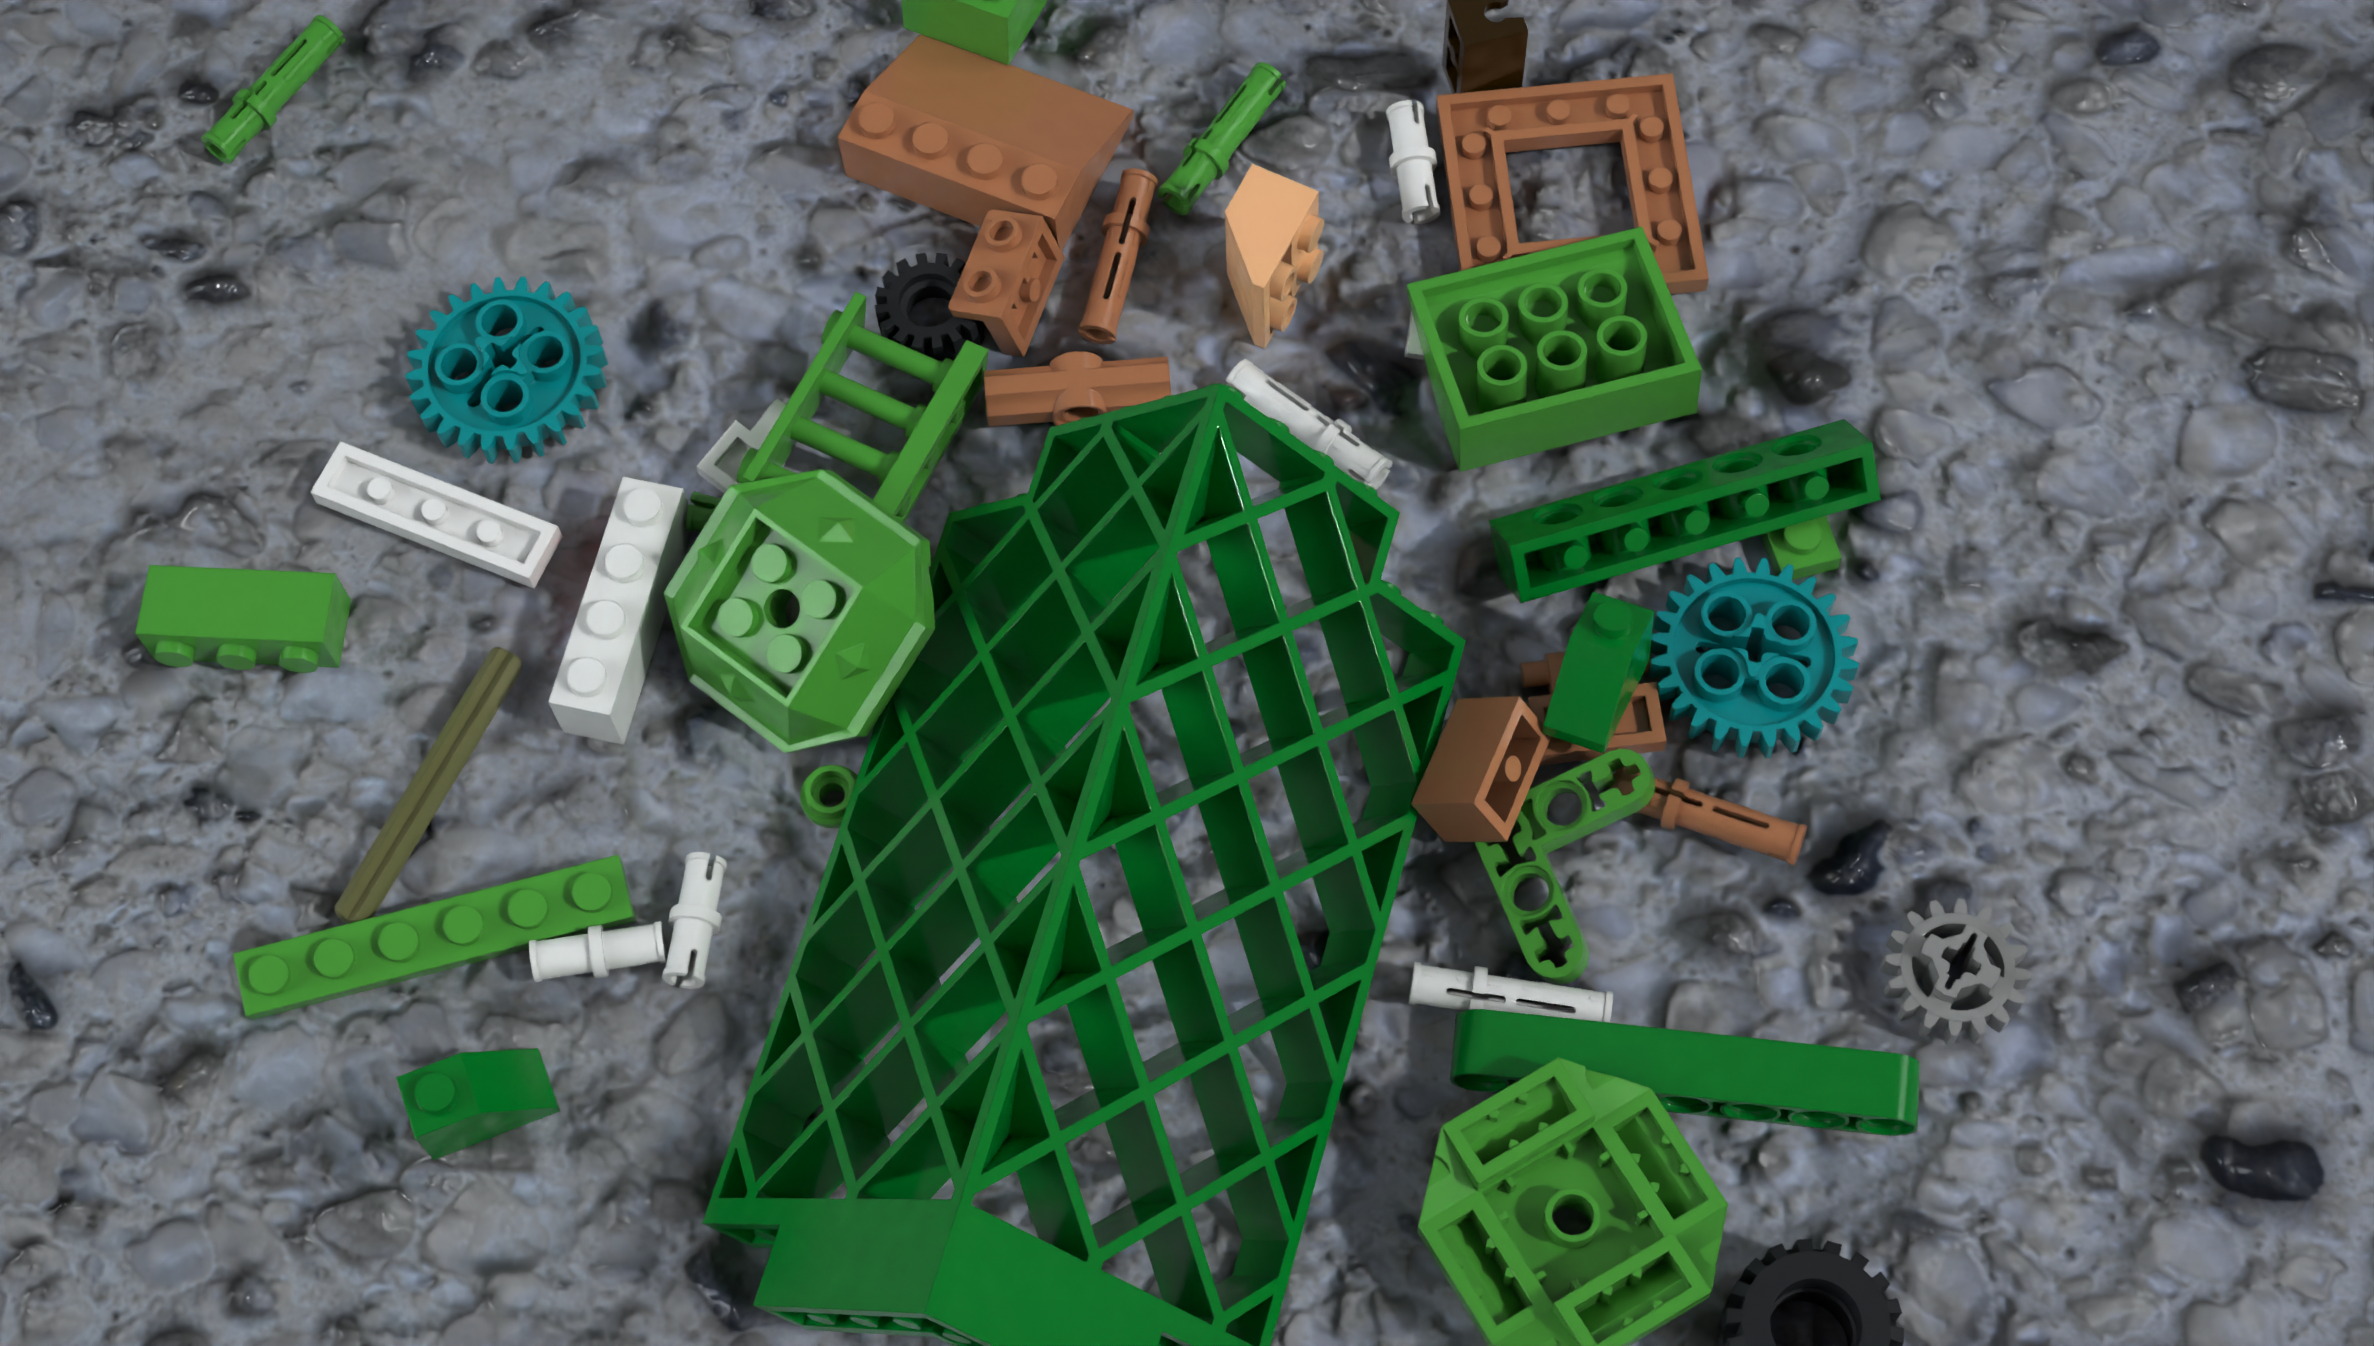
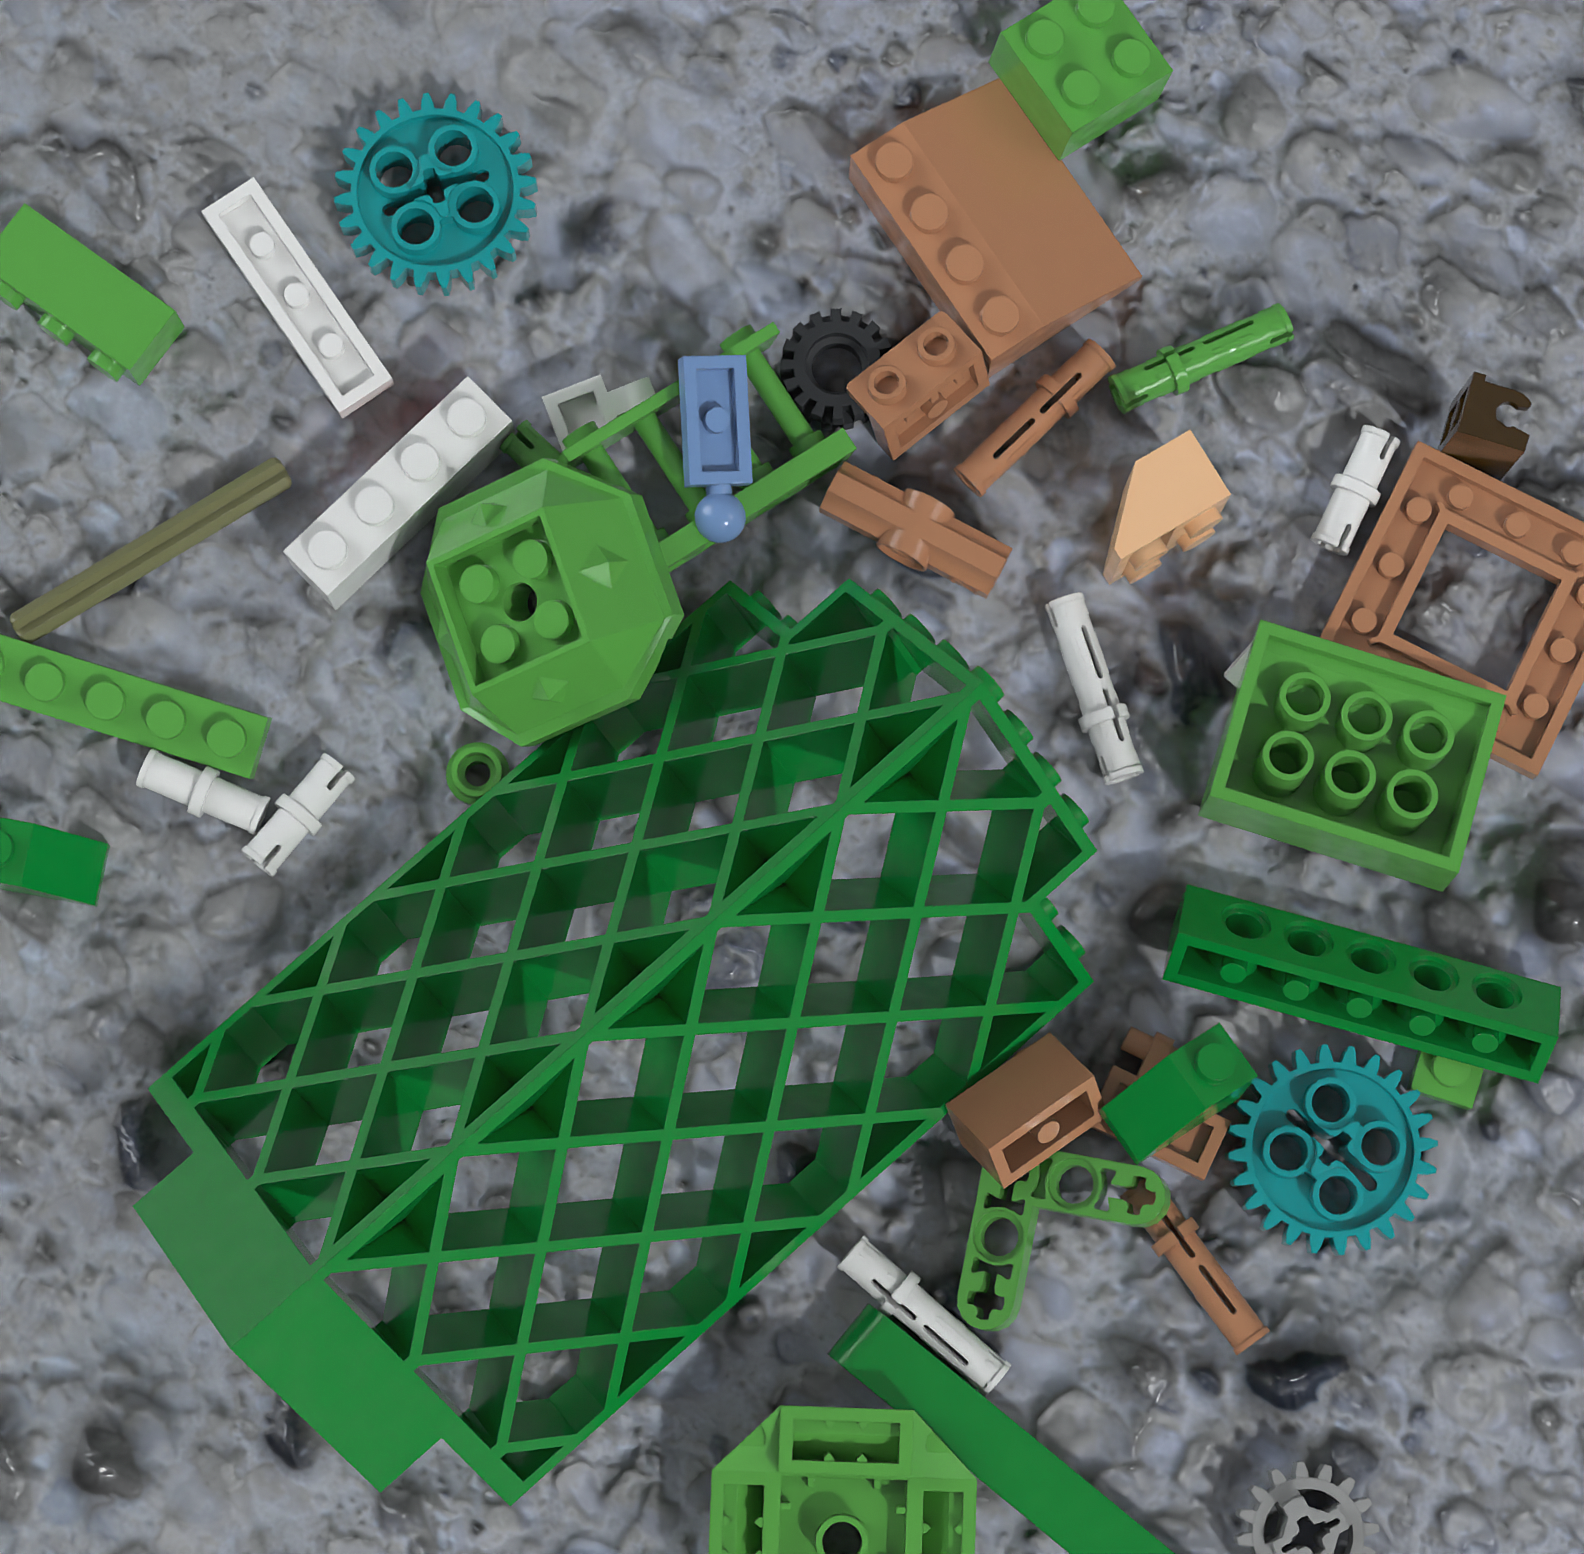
camera: 25 degrees right, 15 degrees up
(866, 397) = (716, 439): none -> medium blue plate

